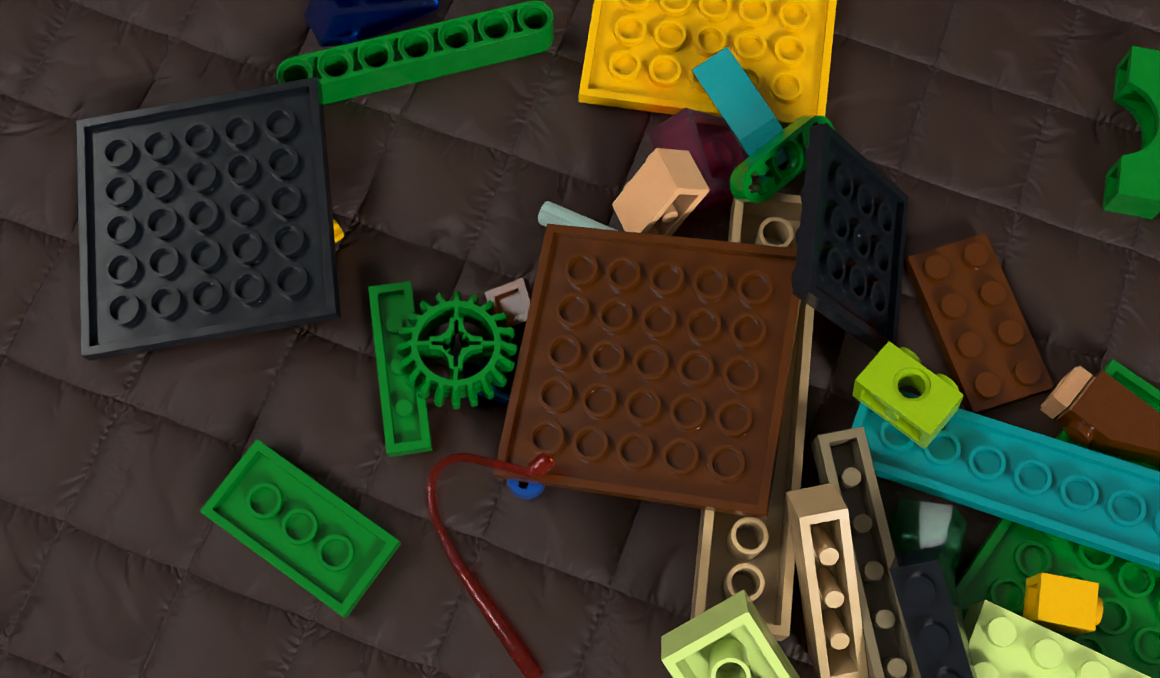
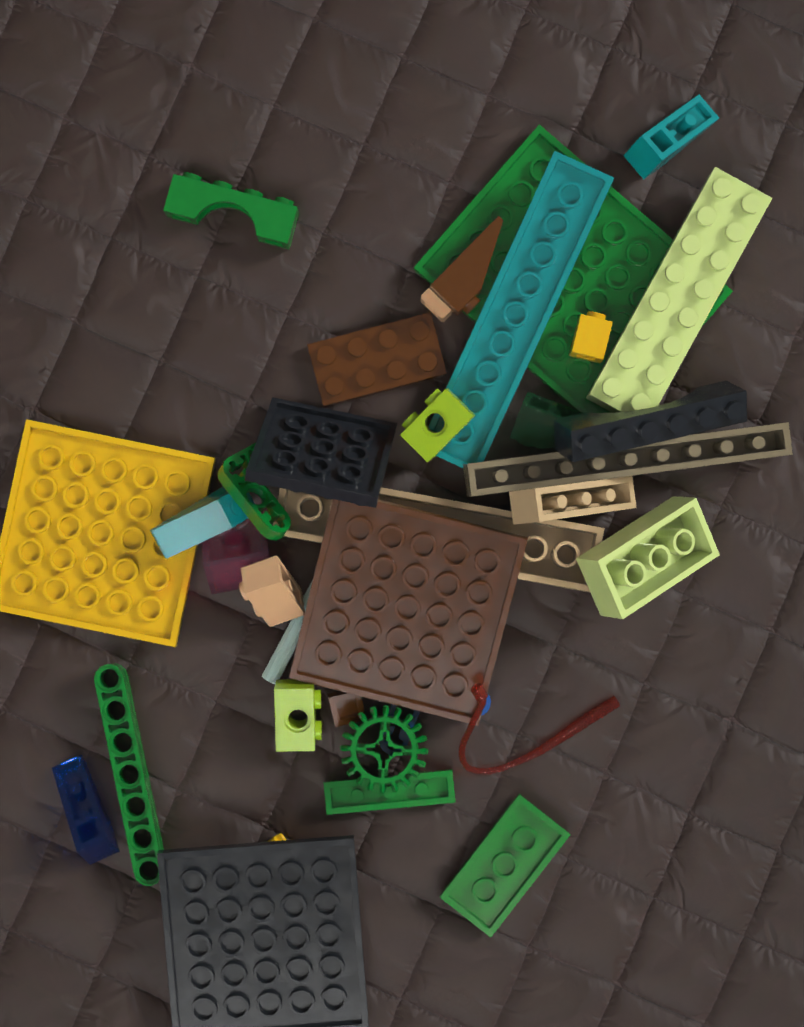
camera: 85 degrees left, 15 degrees up
(478, 230) = (292, 733): none -> lime brick

